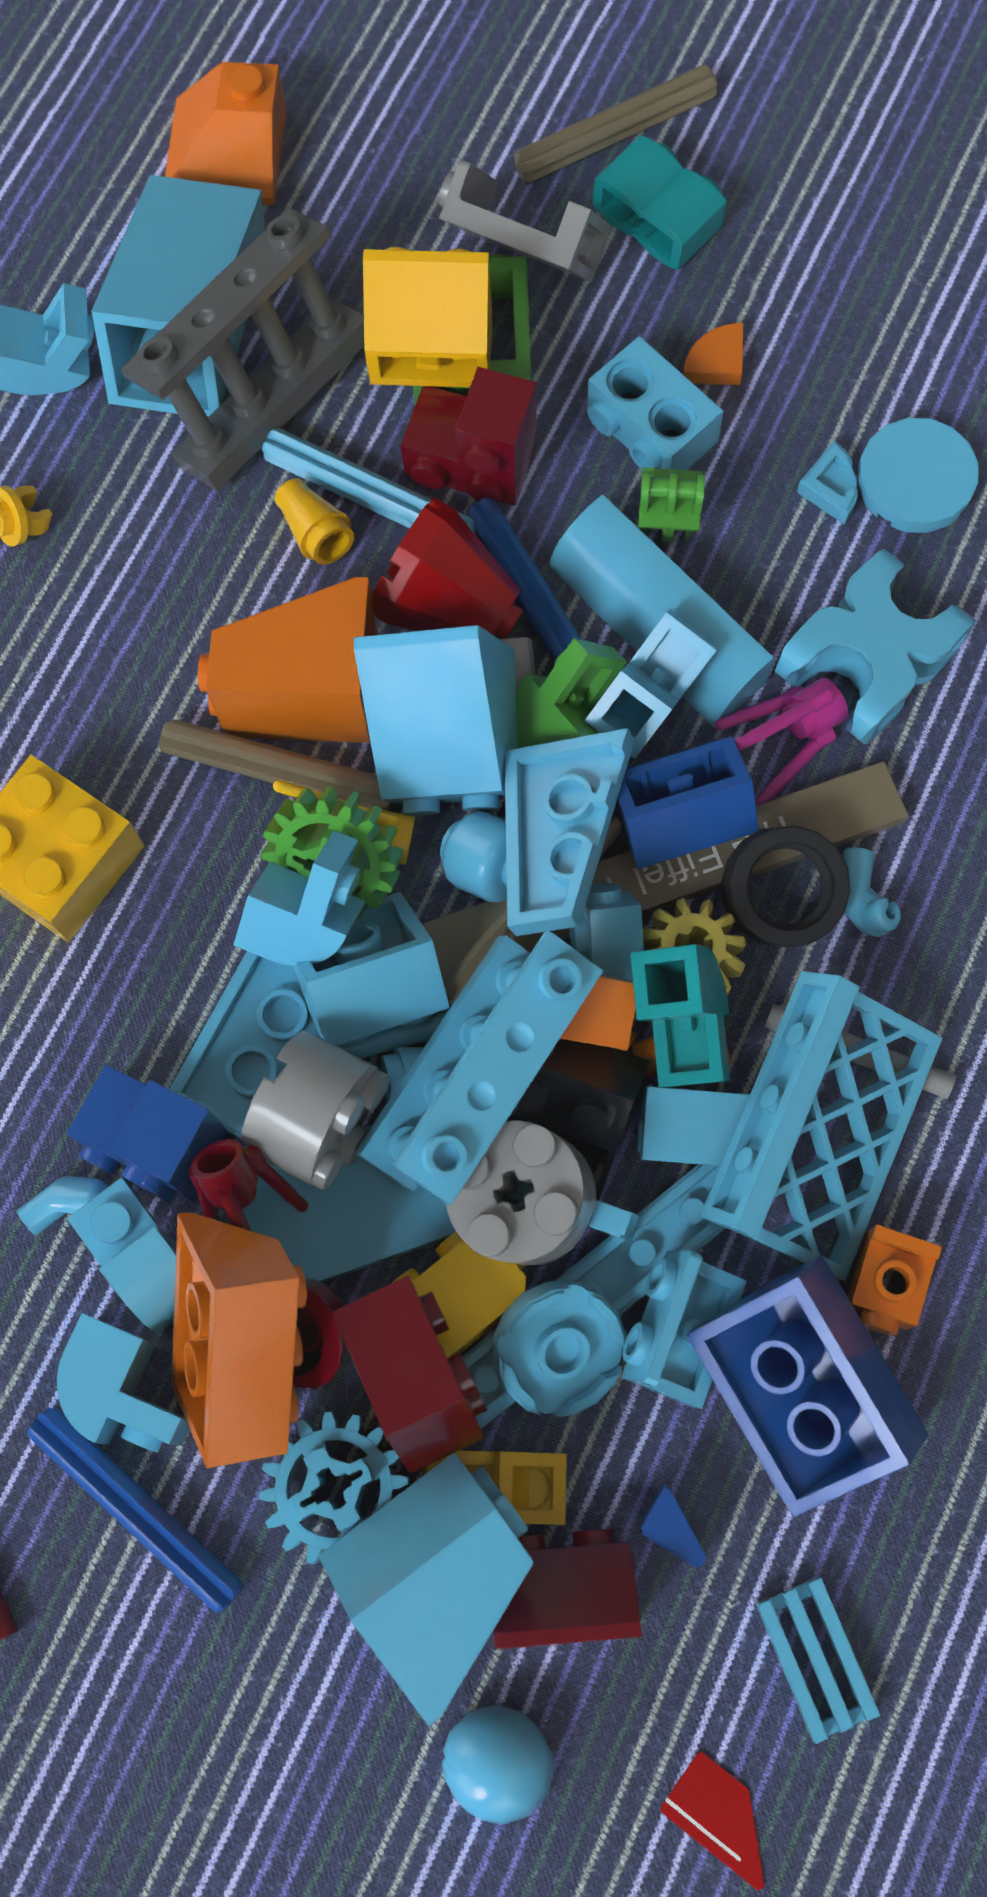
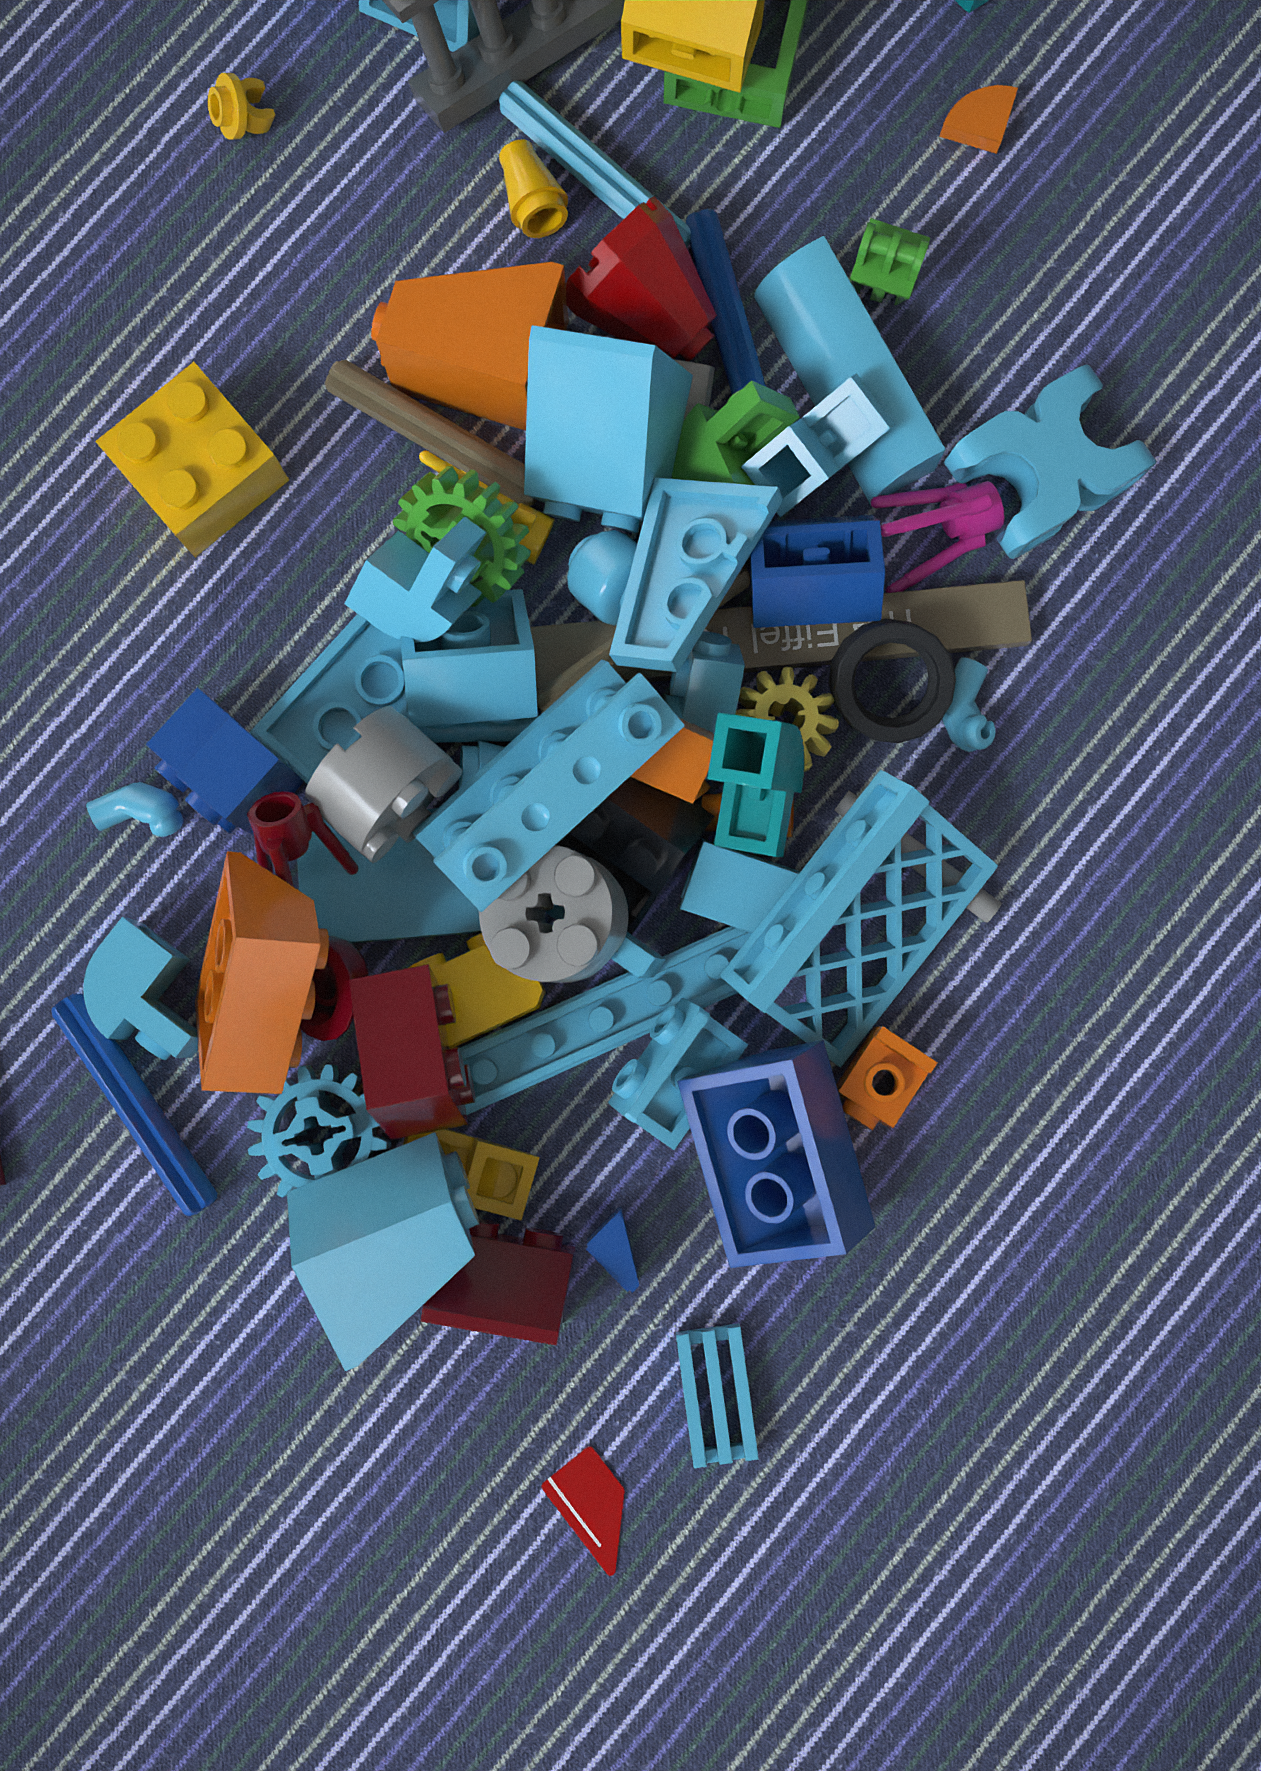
camera: 10 degrees right, 10 degrees up
(131, 1252) = (180, 871): medium azure brick -> none
(474, 440) = (712, 144): dark red brick -> none
(497, 1764) = (406, 1411): medium azure hair -> none
(558, 1348) = (556, 1061): medium azure tile -> none
(663, 404) = (914, 156): medium azure brick -> none
(831, 483) = (1058, 281): medium azure tile -> none
(917, 474) = (1146, 294): medium azure tile -> none

